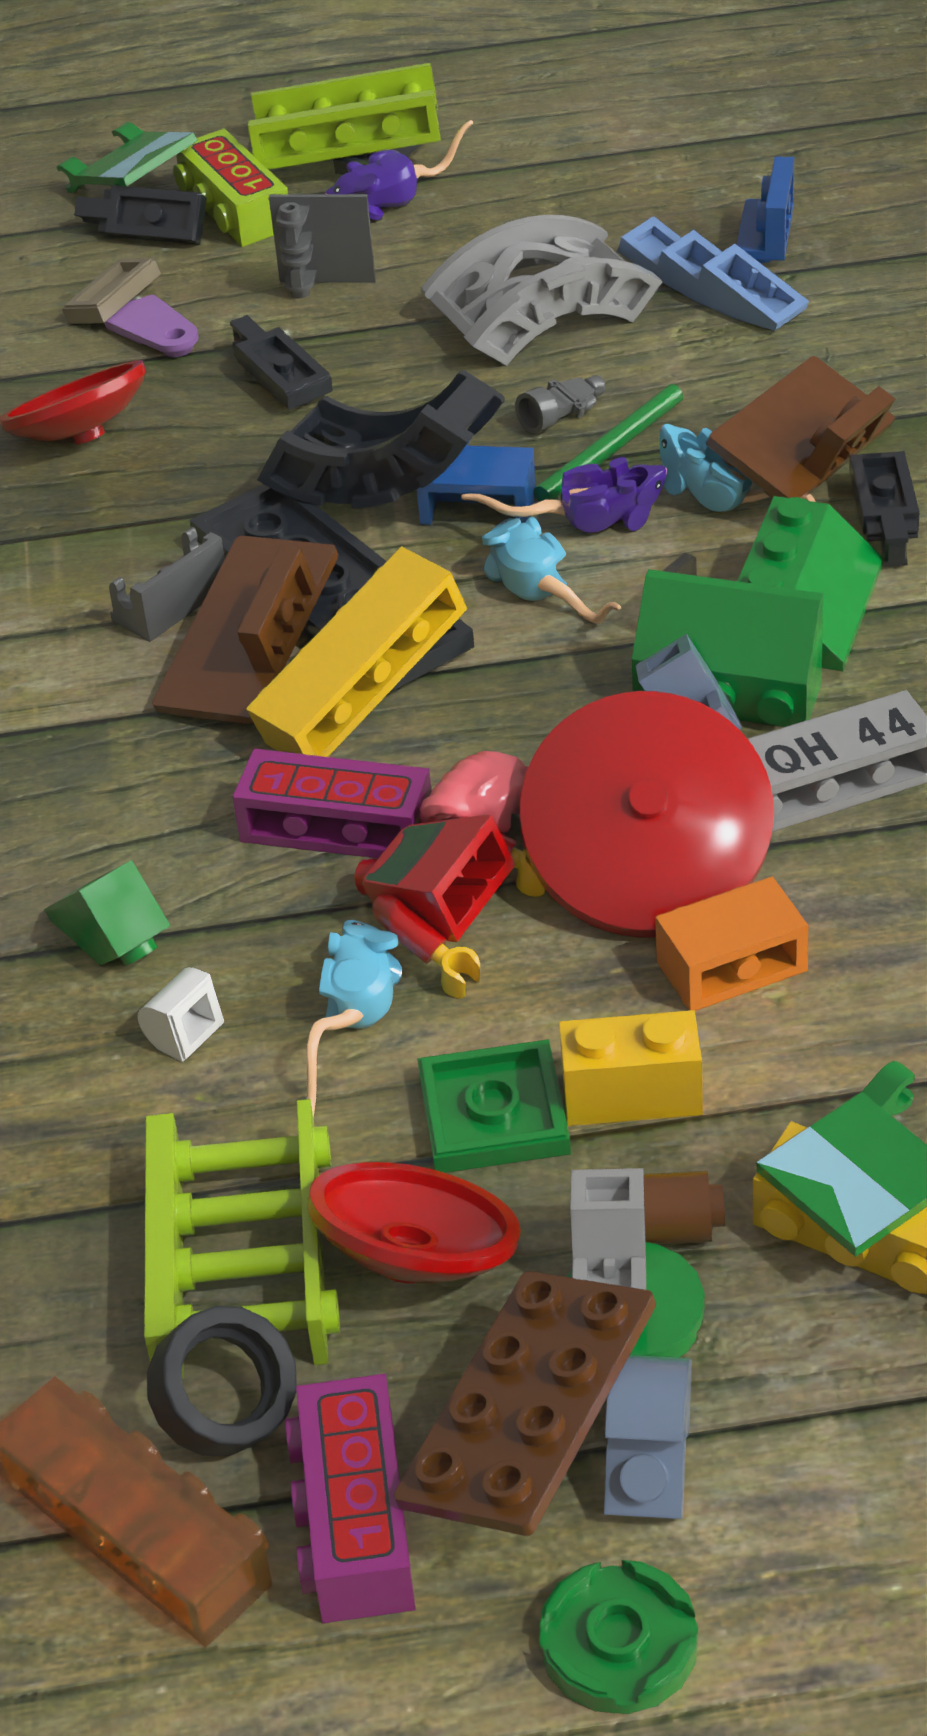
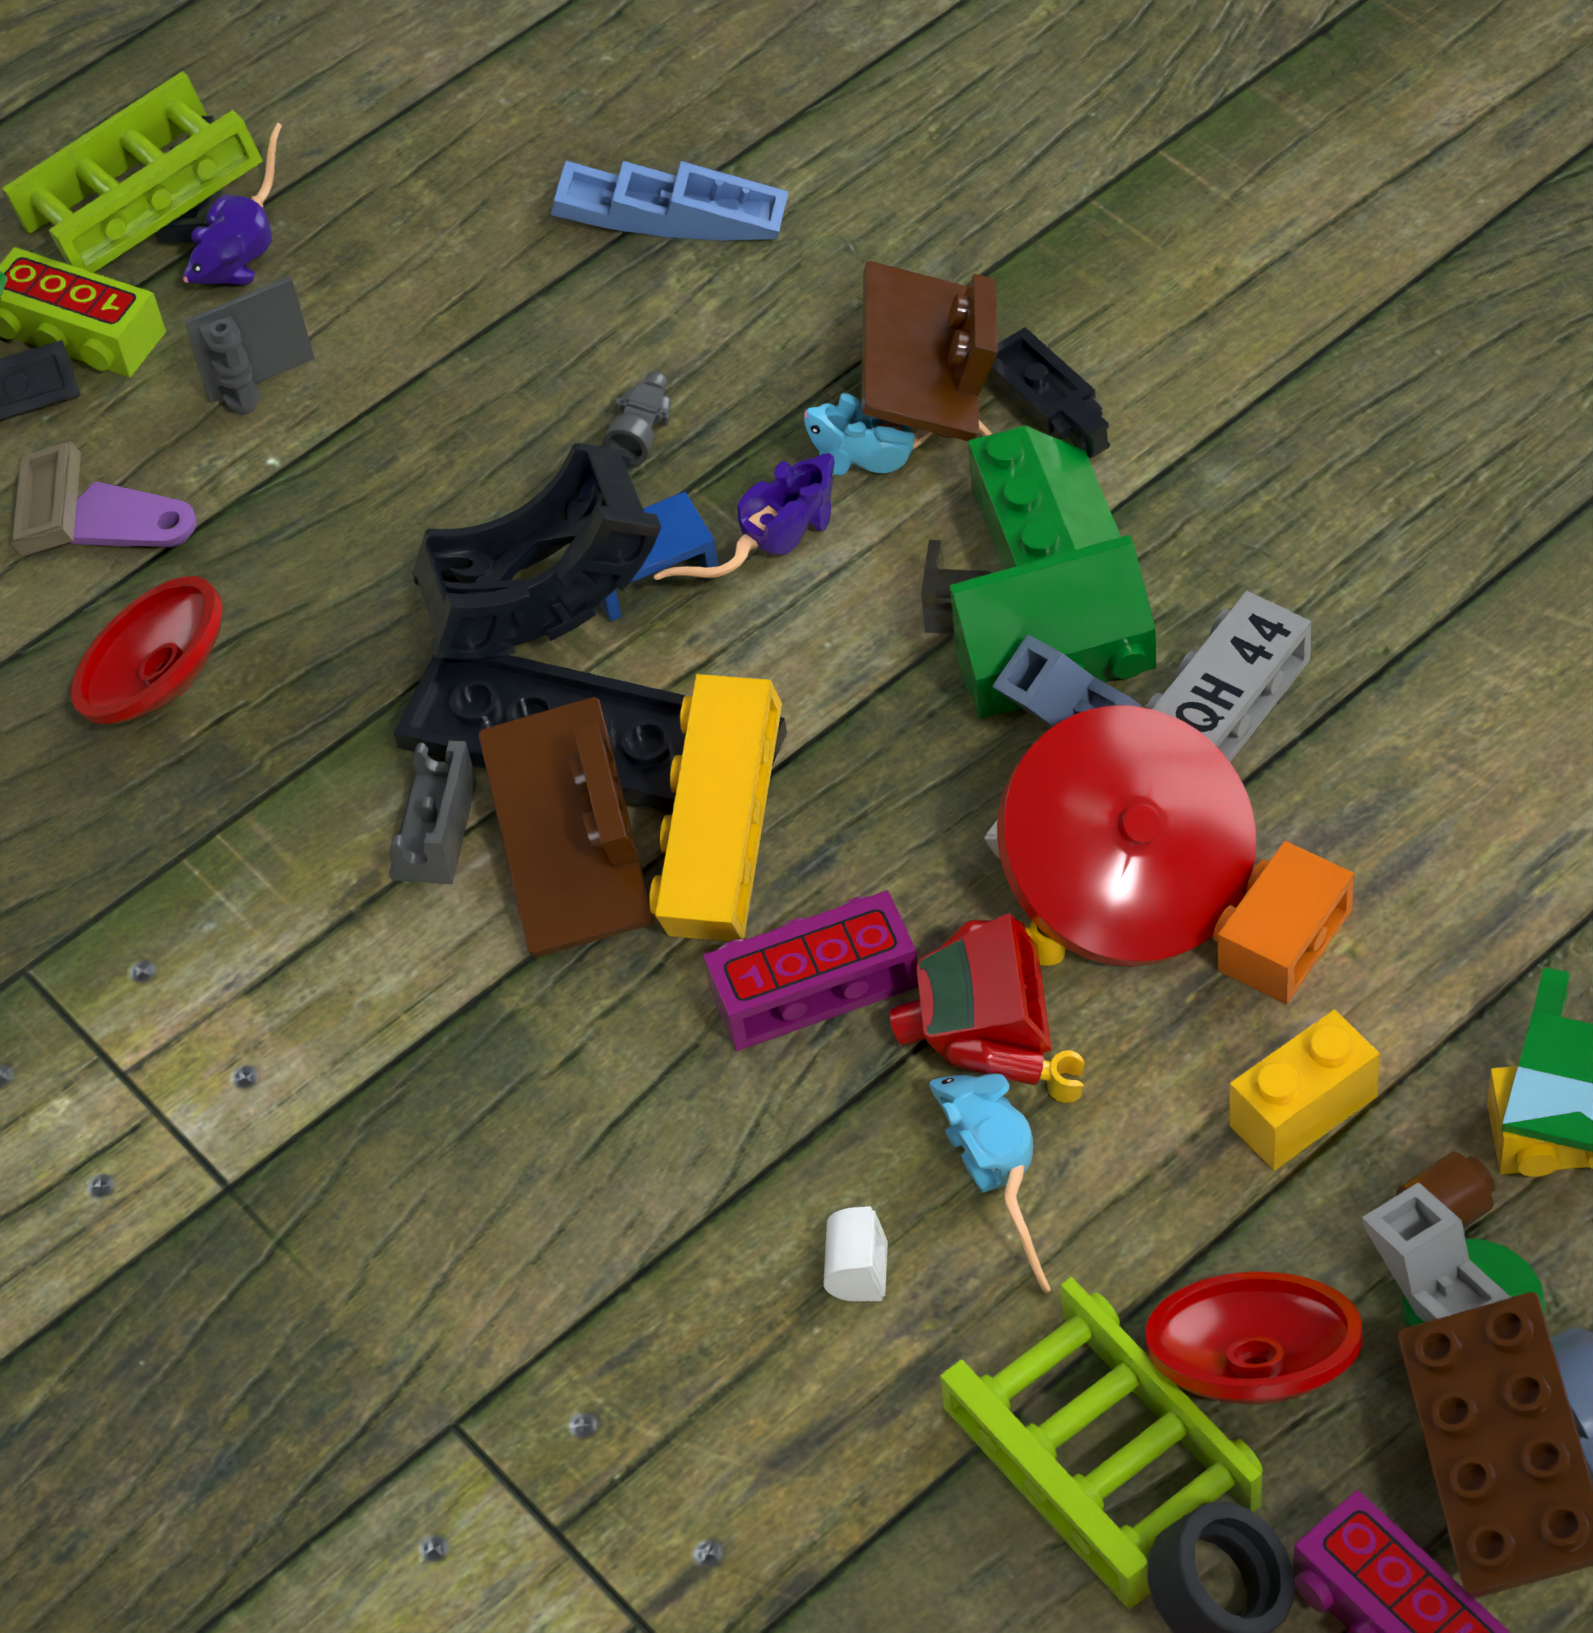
camera: 30 degrees left, 10 degrees up
(111, 916) = (700, 1195): slope -> none
(279, 363) = (312, 505): black hinge -> none
(478, 786) = (948, 889): coral hair -> none
(493, 1106) = (1201, 1189): green tile -> none
(513, 311) = (507, 232): light grey fence -> none
(529, 565) = (775, 617): medium azure animal -> none
(613, 439) = (725, 441): green bar -> none
(768, 220) = (677, 108): blue bracket -> none

